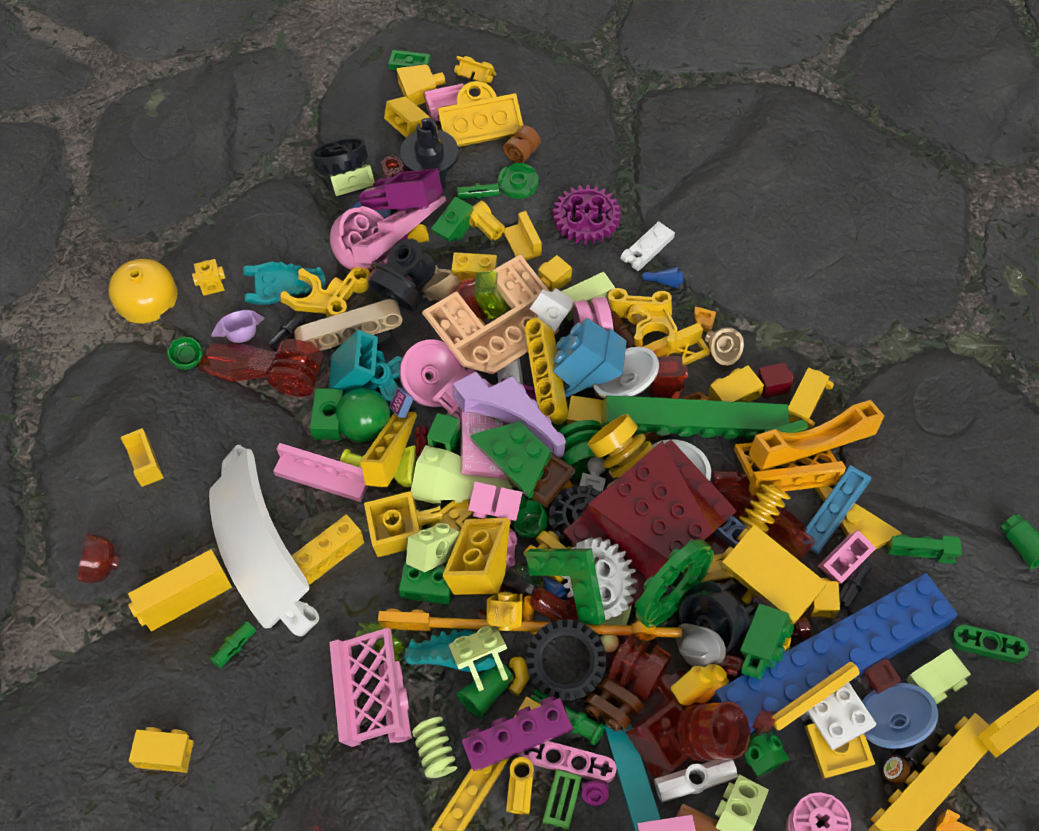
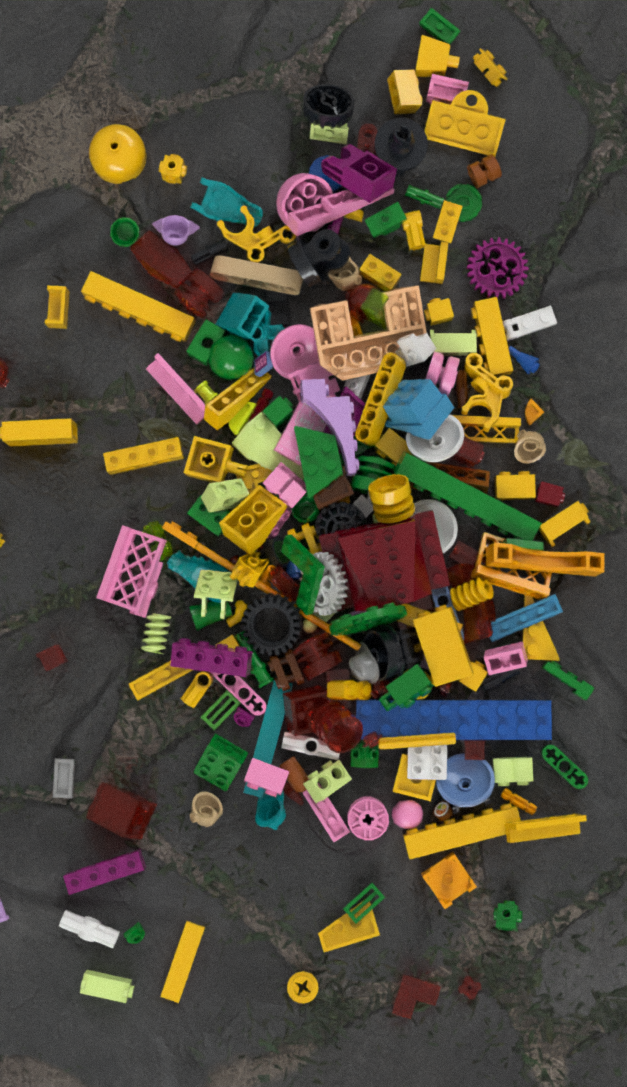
camera: 30 degrees right, 25 degrees up
(232, 644) = (59, 488): green pin -> none
(234, 415) = (138, 306): none -> yellow brick
(253, 549) = (101, 422): white panel -> none
(513, 194) = (447, 221): none -> yellow brick
(621, 270) = (492, 337): none -> yellow brick
(859, 798) = (407, 814): none -> bright pink hair
(952, 710) = (518, 801): none -> light orange axle

